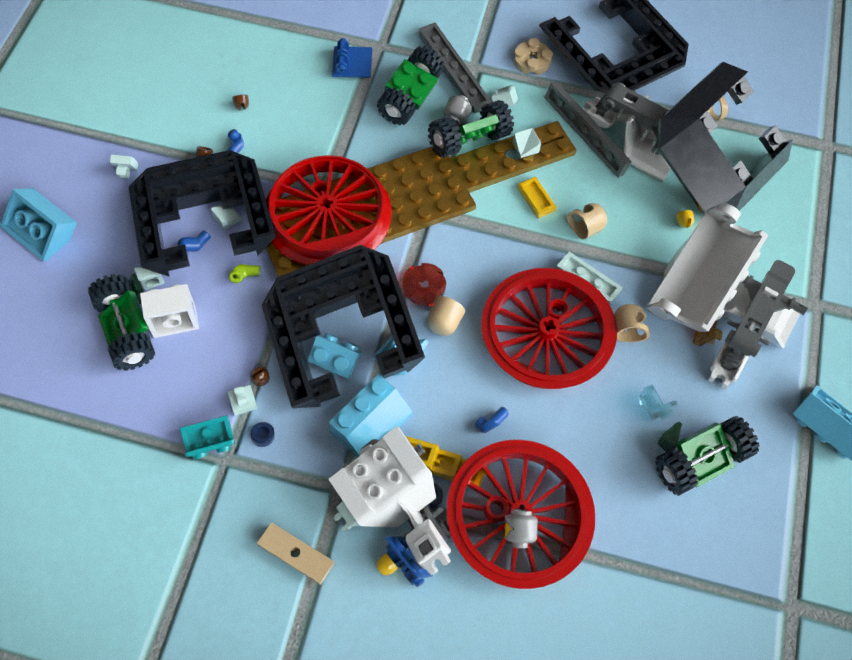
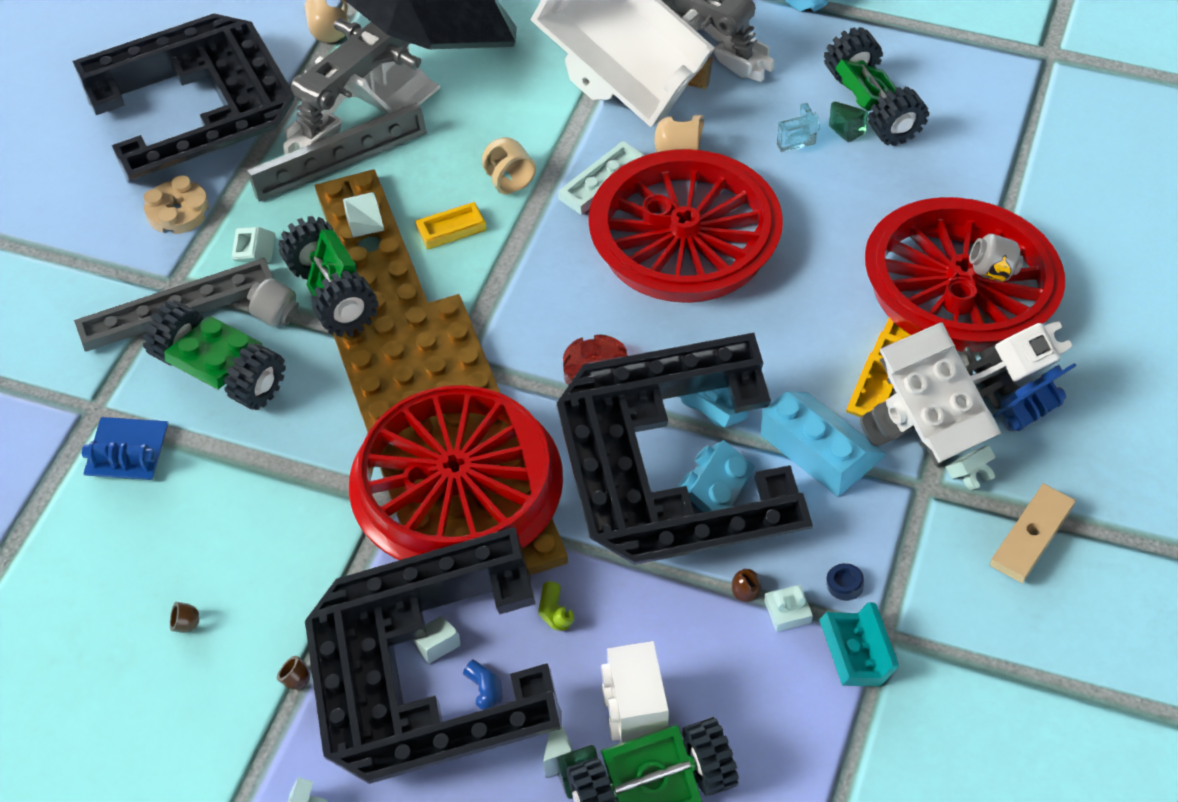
camera: 80 degrees left, 10 degrees down
(236, 141) = (278, 624): blue arm -> none
(386, 565) = (1039, 428): yellow hinge -> none
(444, 316) = (658, 332): tan helmet -> none
(494, 421) = (825, 297): blue arm -> none
(685, 218) = (514, 67): yellow hinge -> none

